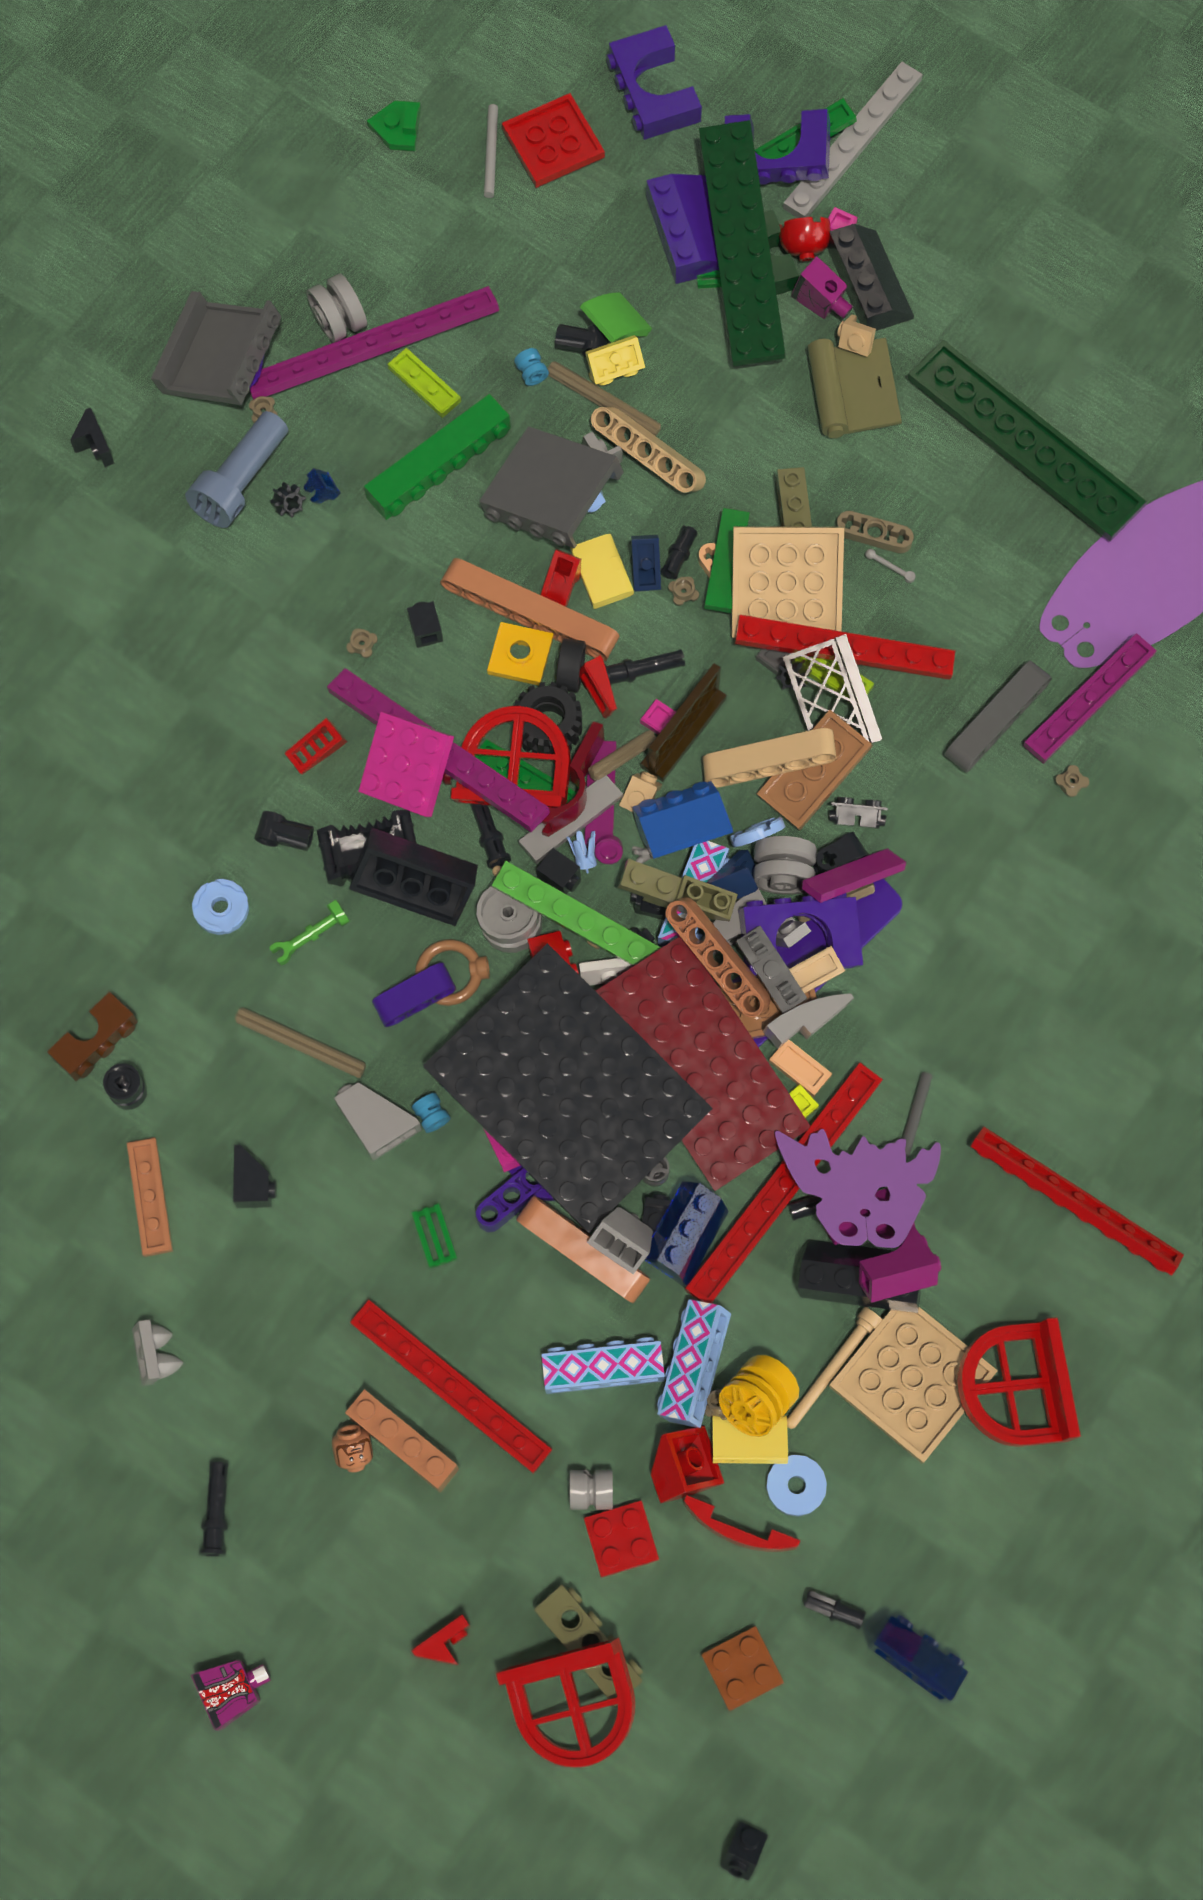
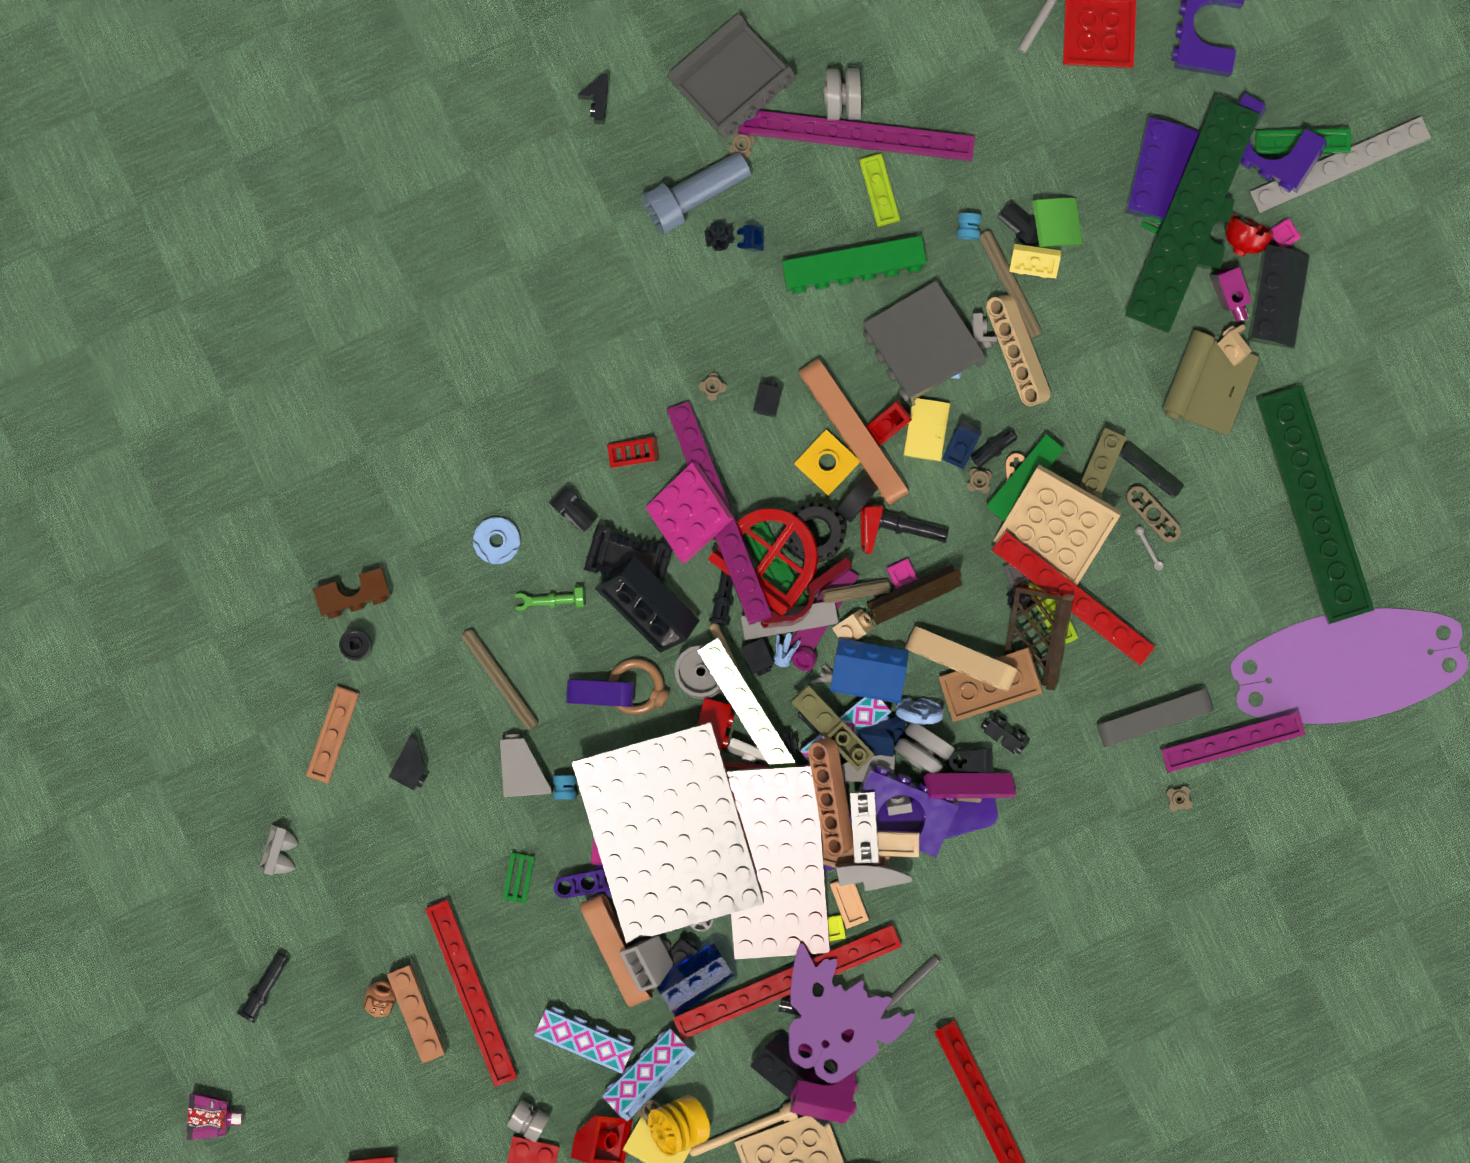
camera: 25 degrees right, 15 degrees up
(847, 494) = (1151, 469): none -> black slope

